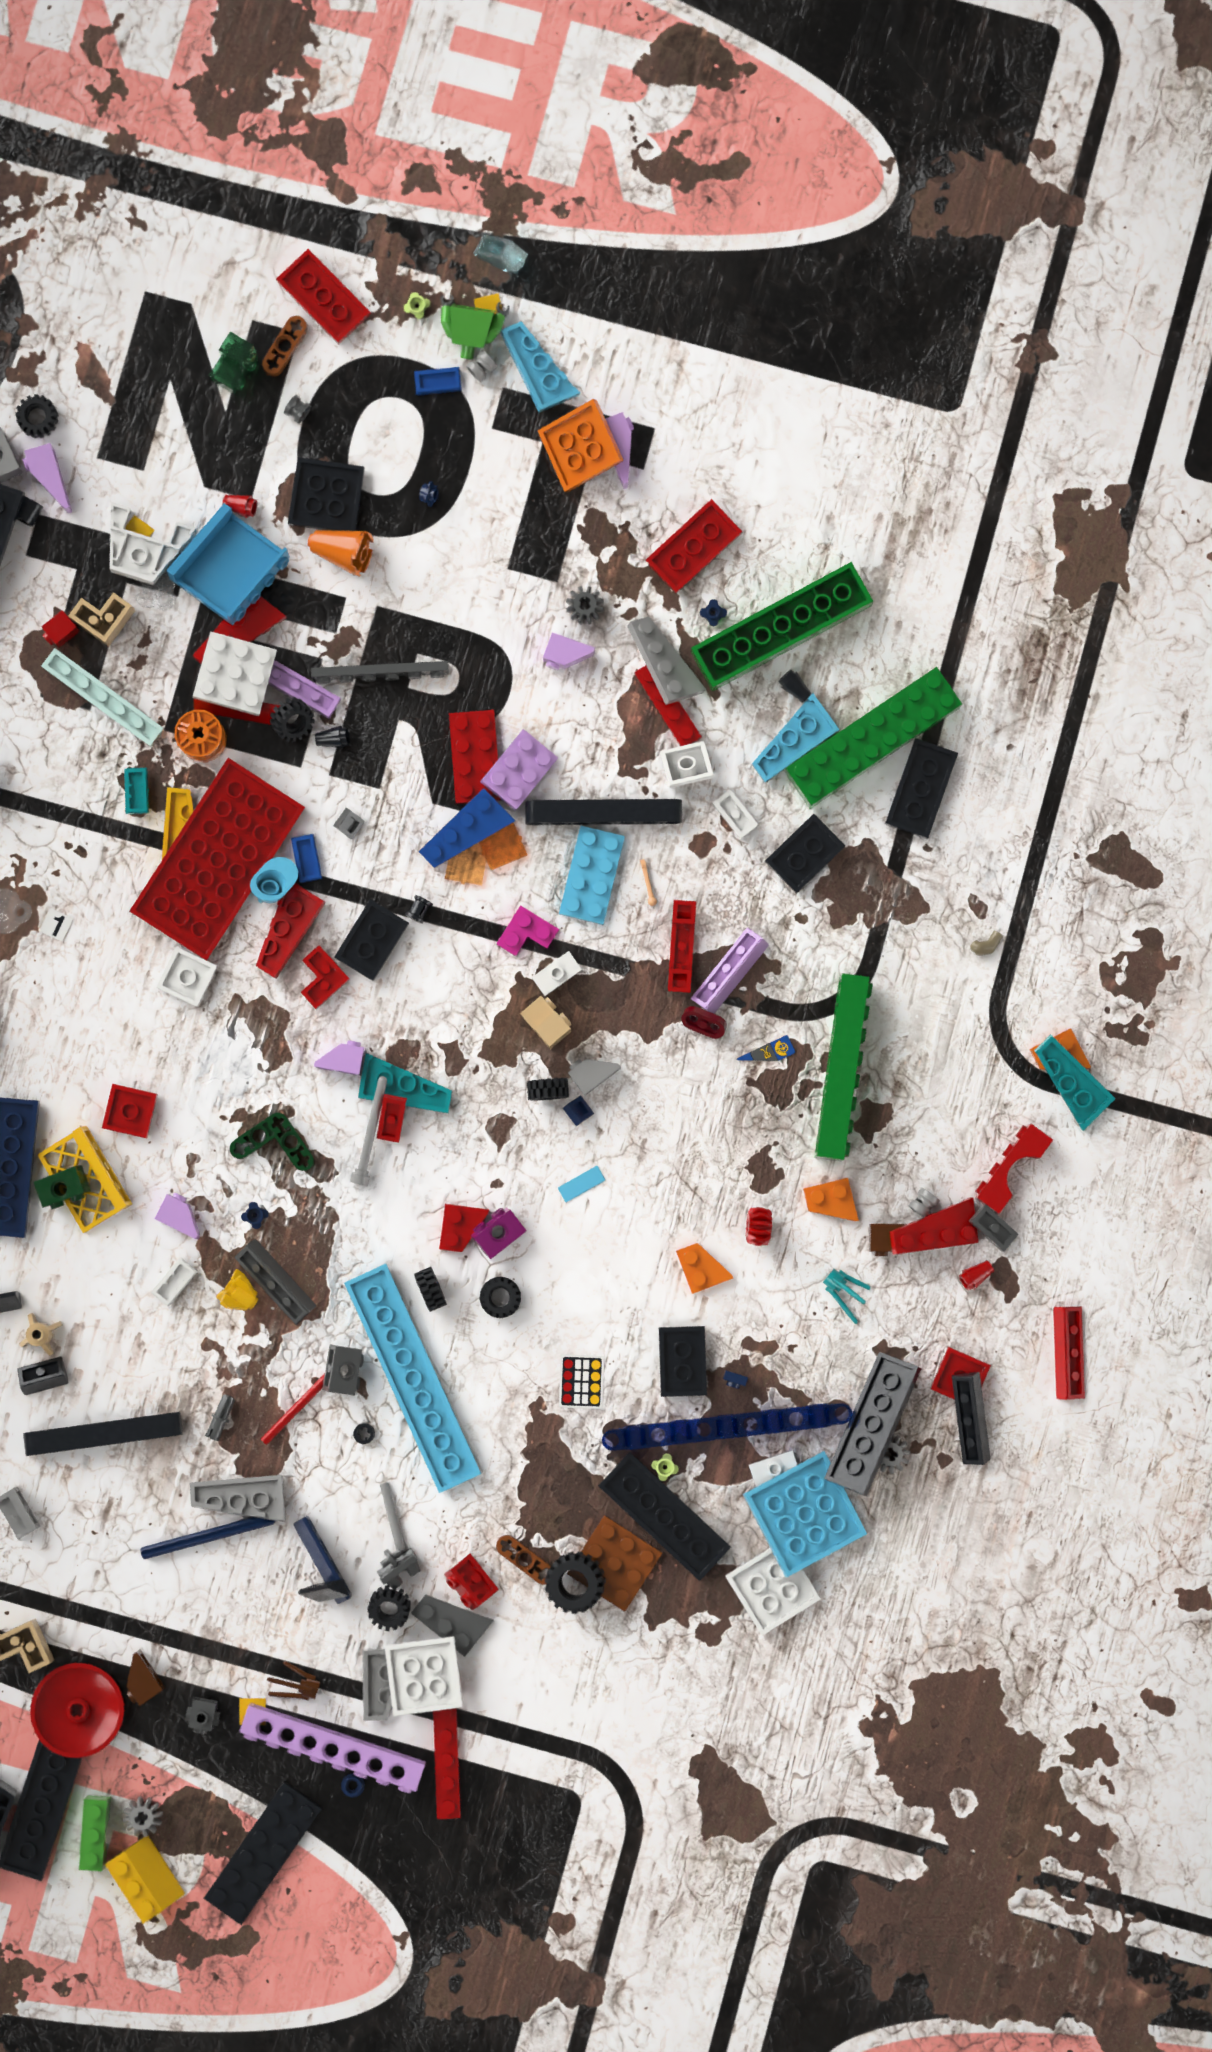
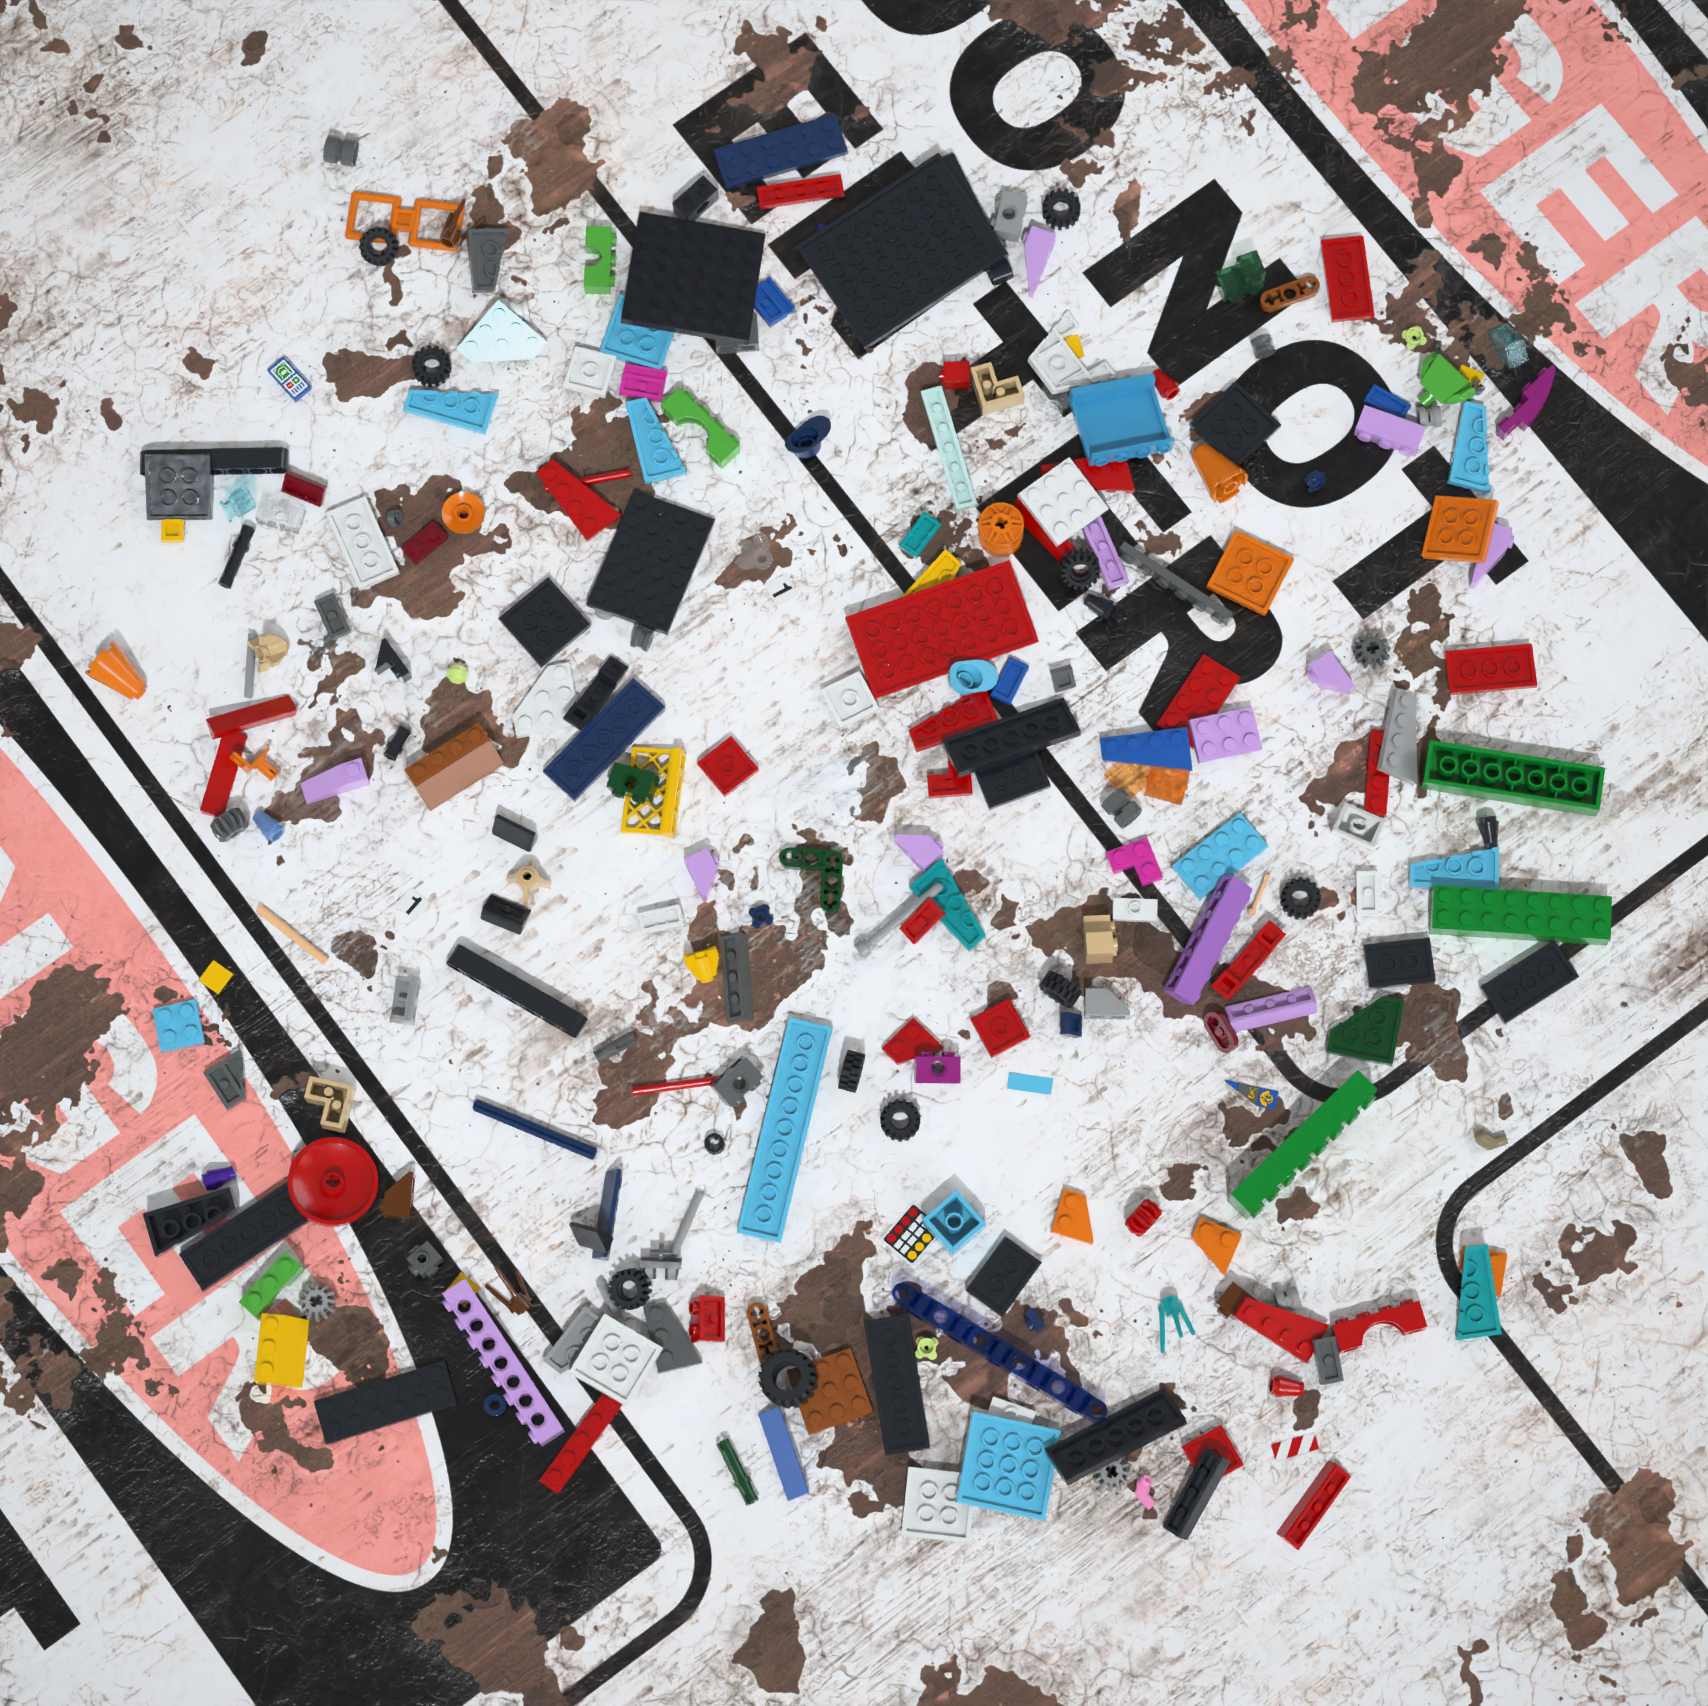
camera: 35 degrees right, 10 degrees down
(249, 1497) = (587, 1121): light grey wing -> none
(345, 907) = (1011, 737): none -> black plate
(394, 1635) = (603, 1288): none -> light grey bar
(418, 909) = (1066, 781): black bush -> none
(435, 614) = (1250, 573): none -> orange plate
(458, 404) = (1389, 431): none -> lavender brick
(481, 897) = (1122, 808): none -> dark grey wheel
(522, 1157) = (1000, 1028): none -> red plate
(555, 284) = (1531, 403): none -> magenta slope
(590, 1686) = (739, 1476): none -> dark green pin
(603, 812) = (1266, 815): black beam -> none
(610, 1350) = (954, 1223): none -> medium azure brick
(617, 1642) = (783, 1453): none -> slope
(636, 954) = (1208, 940): none -> medium lavender brick
(684, 846) = (1300, 885): none -> black tyre
(713, 619) = (1466, 736): dark blue plate -> none
(824, 930) = (1369, 1033): none -> dark green plate
(925, 1447) = (1142, 1491): none -> bright pink arm
(1018, 1316) = (1295, 1446): none -> sticker

